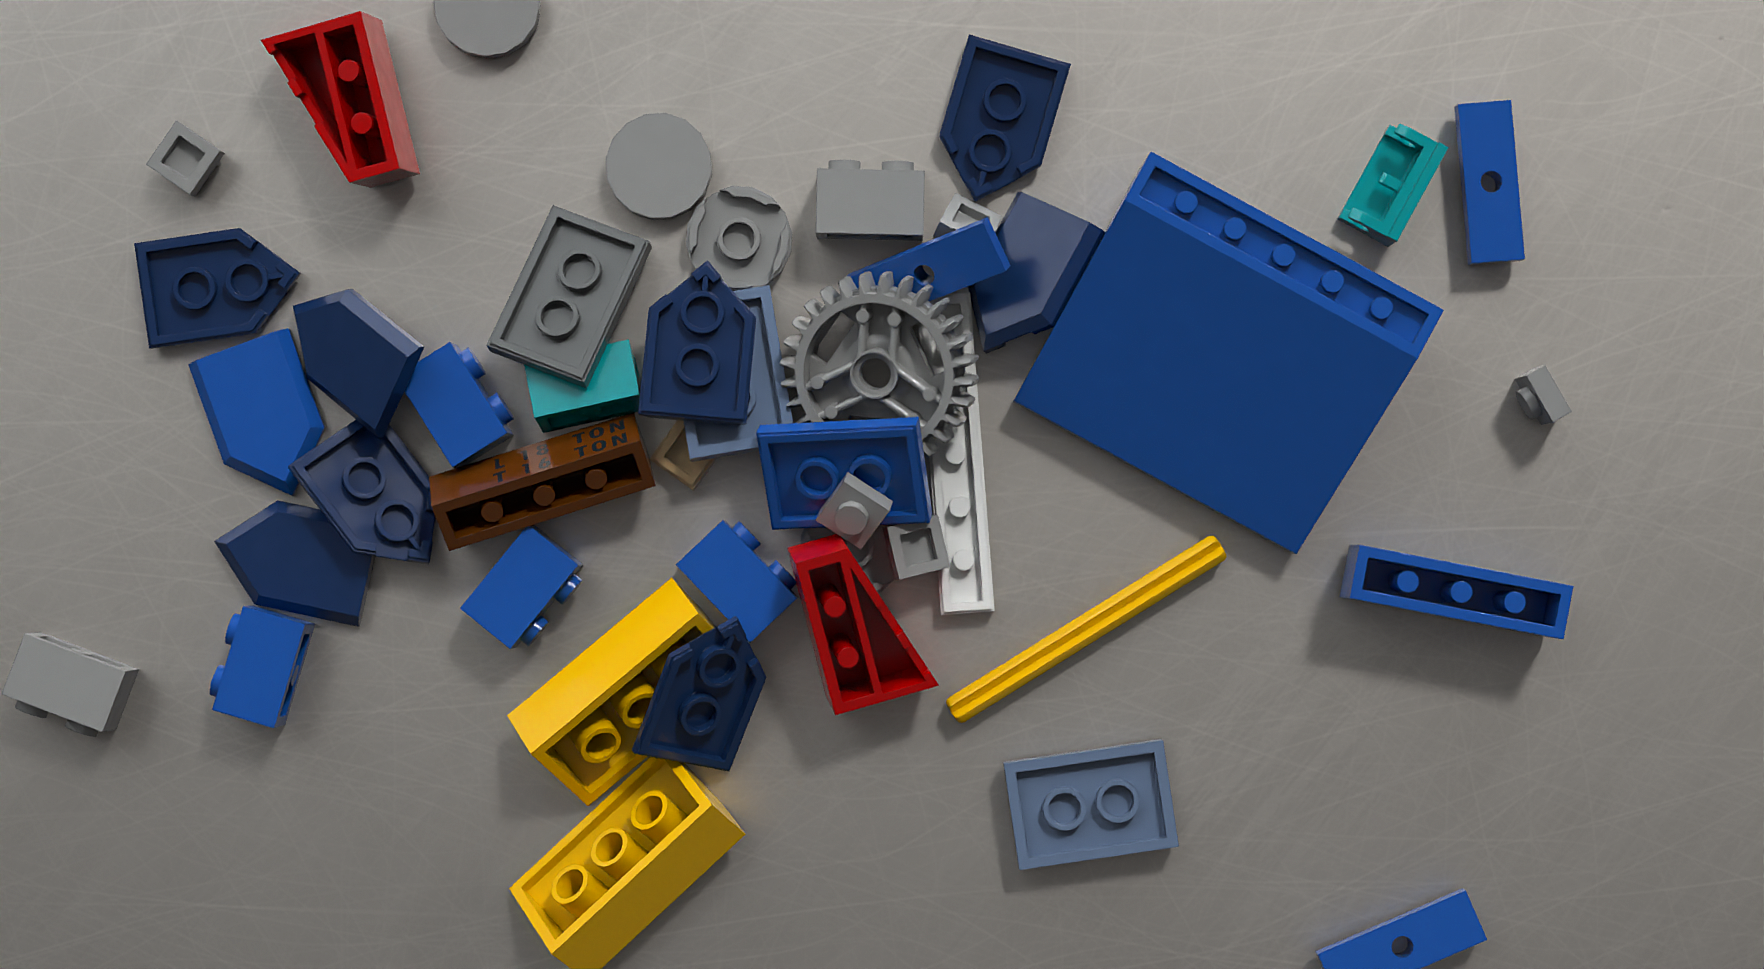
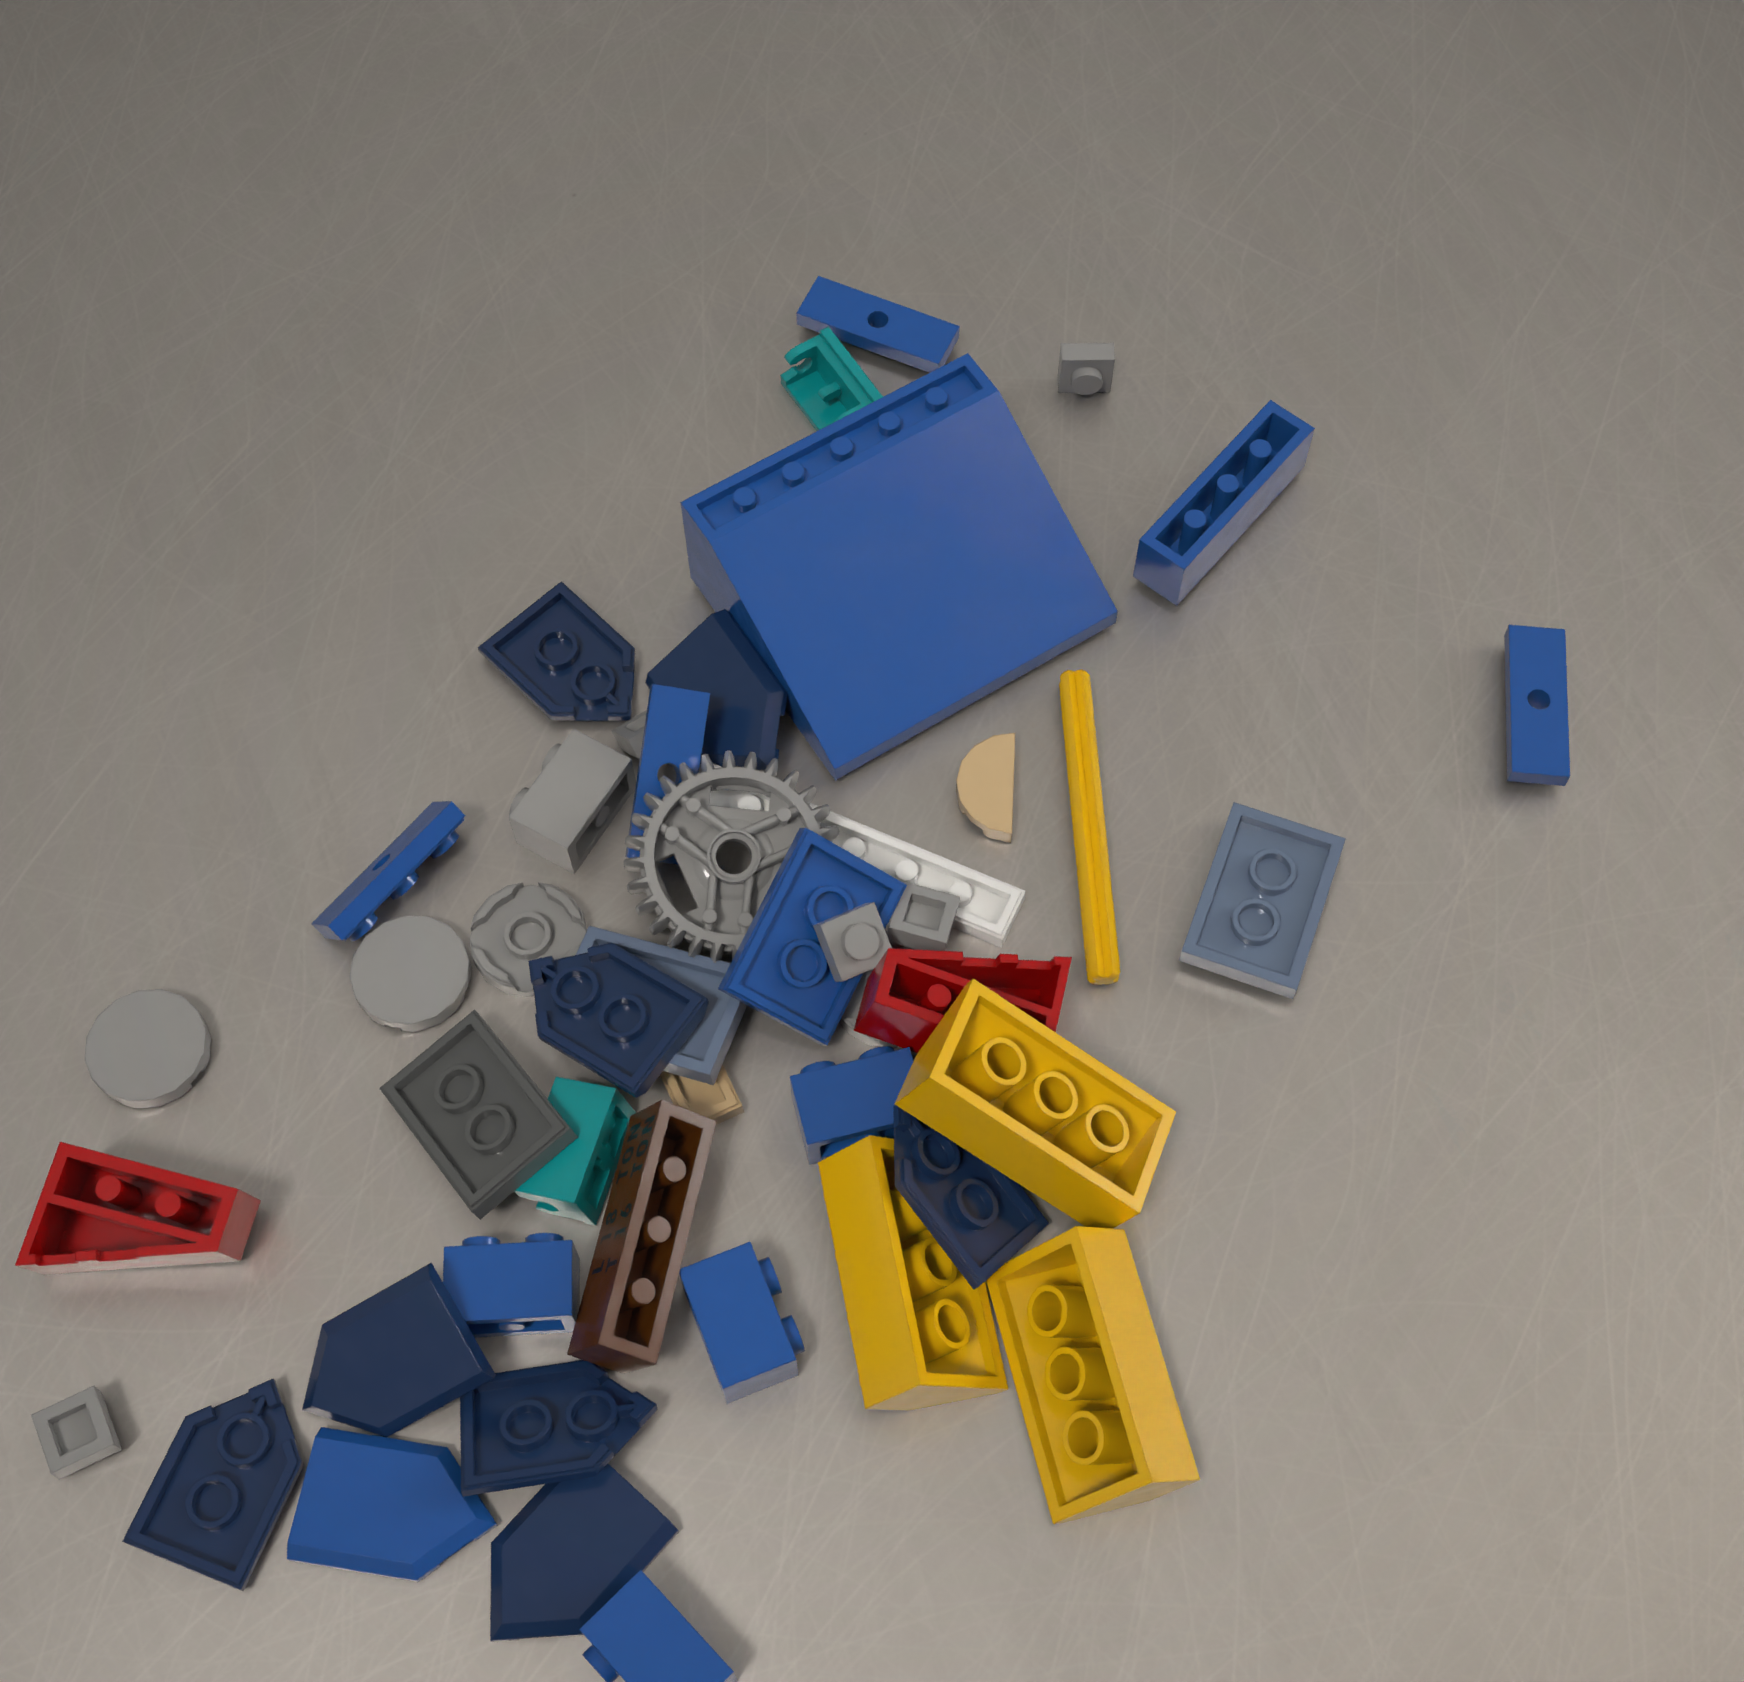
camera: 60 degrees left, 25 degrees down
(728, 96) = (390, 873): none -> blue tile
(793, 726) = (1038, 1109): none -> yellow slope
(1075, 529) = (987, 786): none -> tan tile

